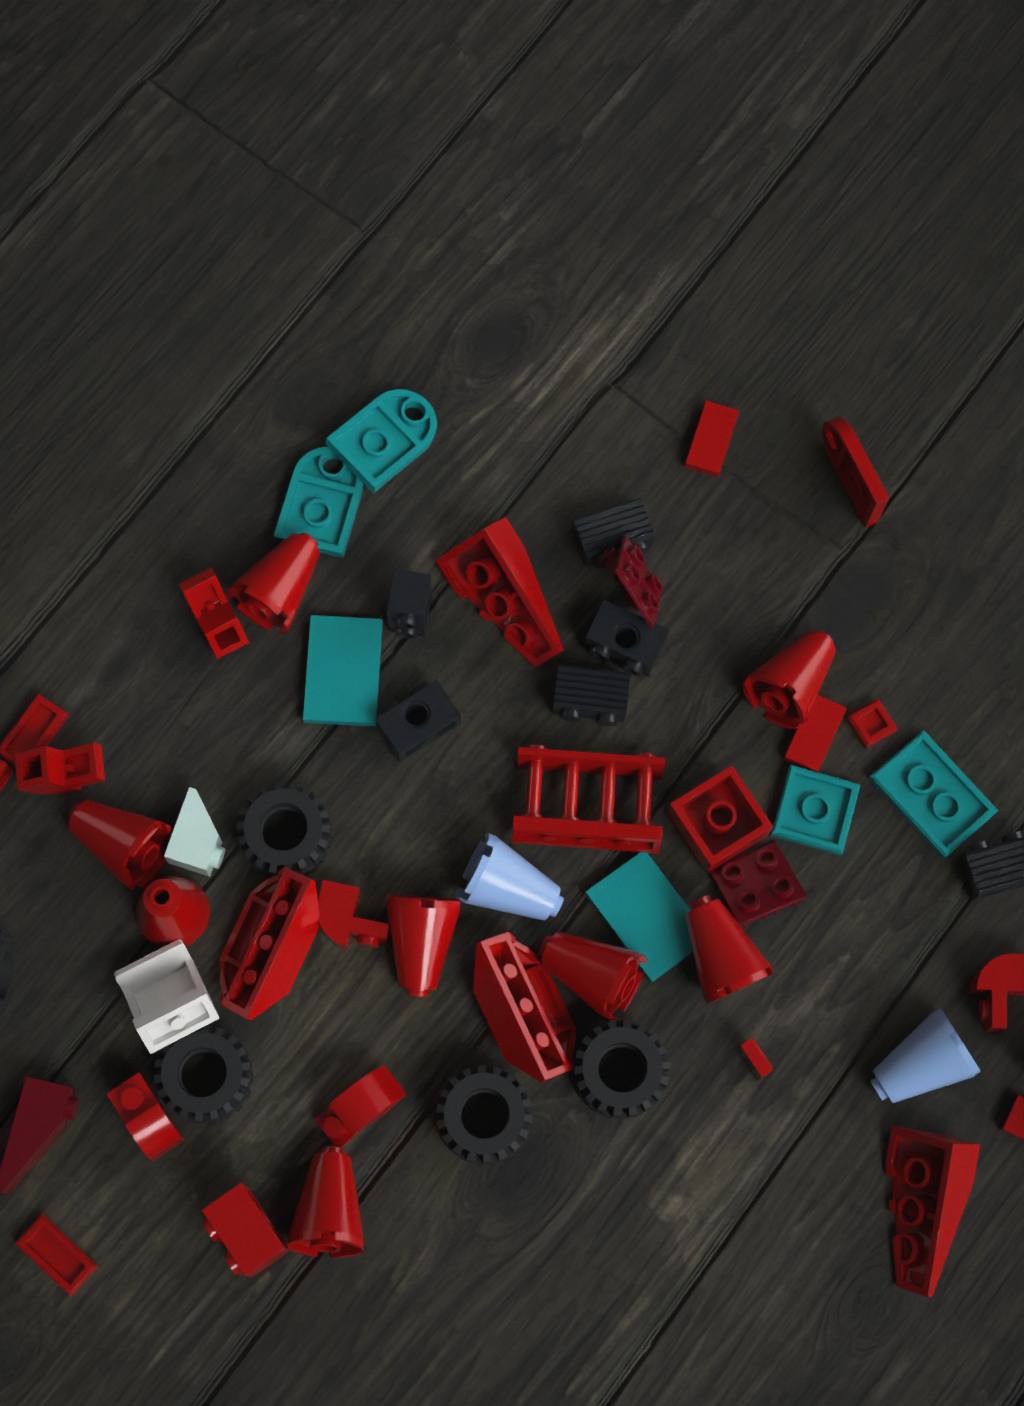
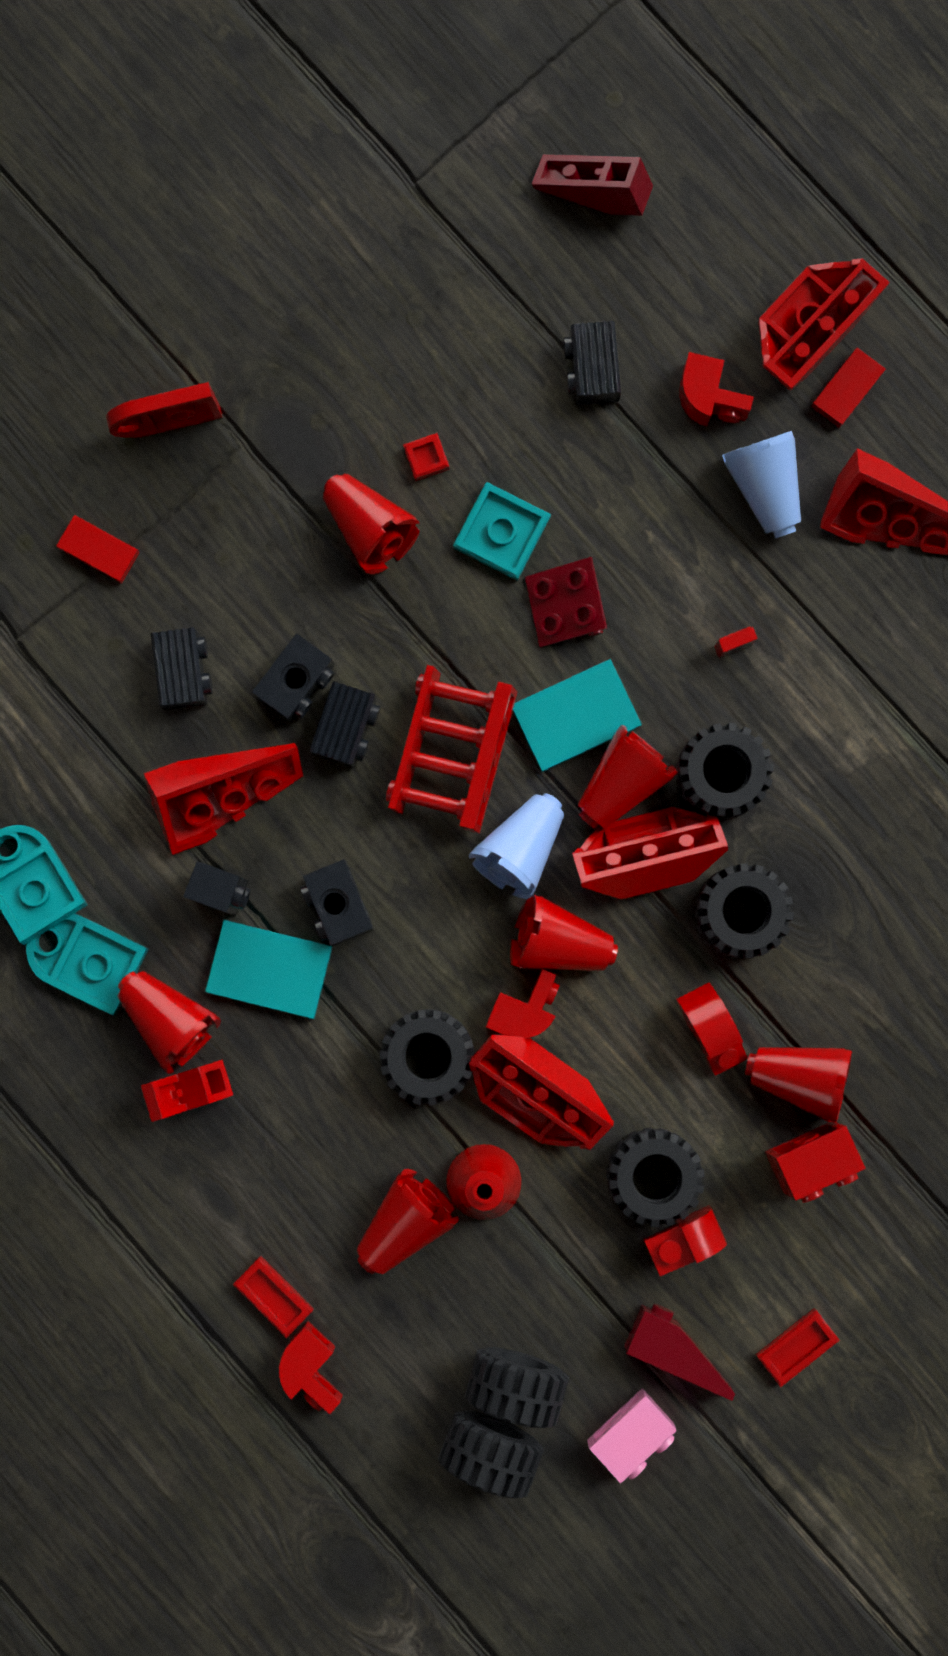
camera: 75 degrees left, 10 degrees up
(59, 771) = (319, 1274): red brick -> none
(166, 996) = (573, 1201): white panel -> none
(195, 840) = (415, 1146): light aqua slope -> none
(638, 584) = (236, 656): dark red hinge -> none
(719, 819) = (498, 624): red brick -> none
(722, 950) = (631, 649): red cone -> none
(815, 734) = (436, 519): red tile -> none
(933, 794) = (508, 414): teal tile -> none

